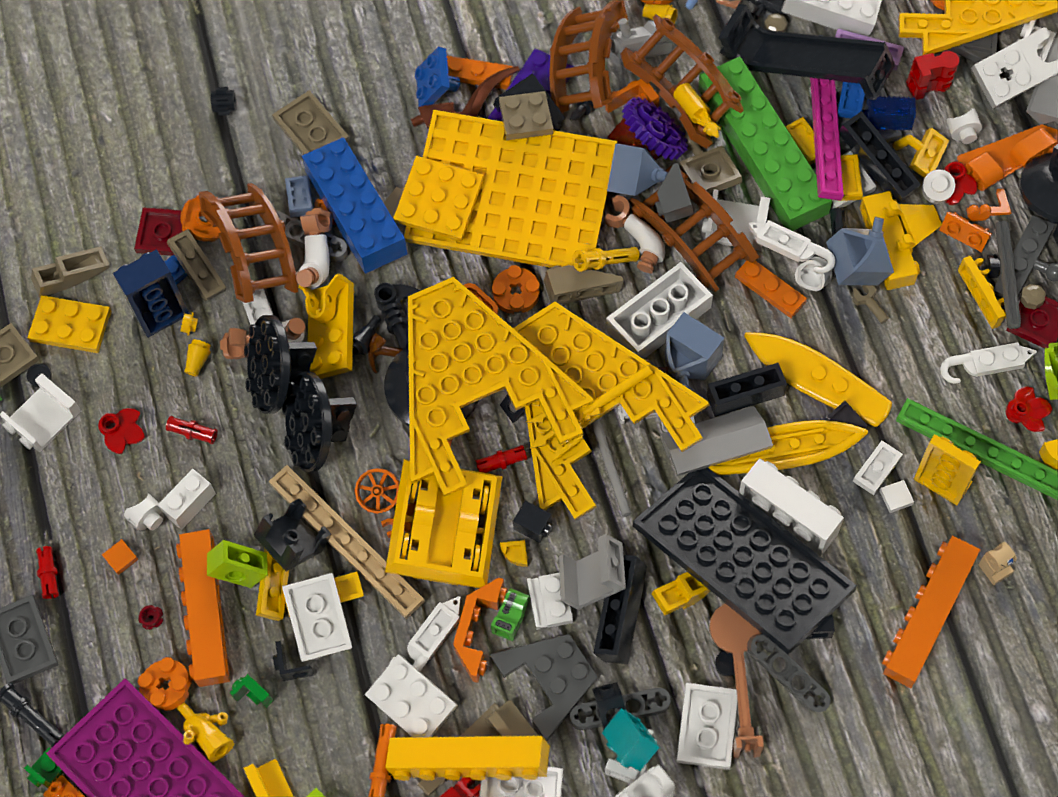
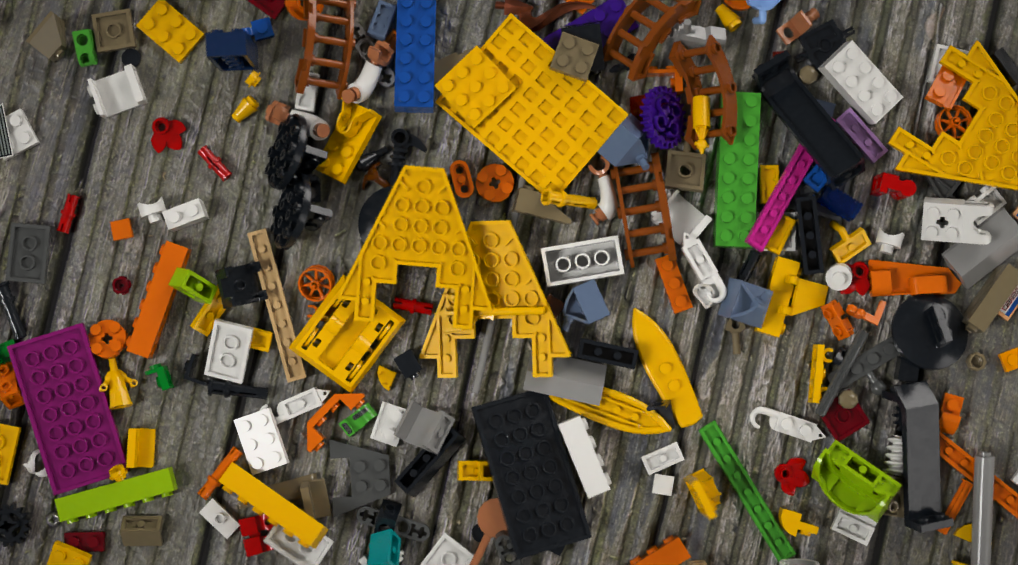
camera: 25 degrees right, 20 degrees up
(196, 265) = (280, 37): dark tan plate -> none
(381, 647) = (227, 389): none -> black pin
(673, 197) = (640, 185): dark grey slope -> none

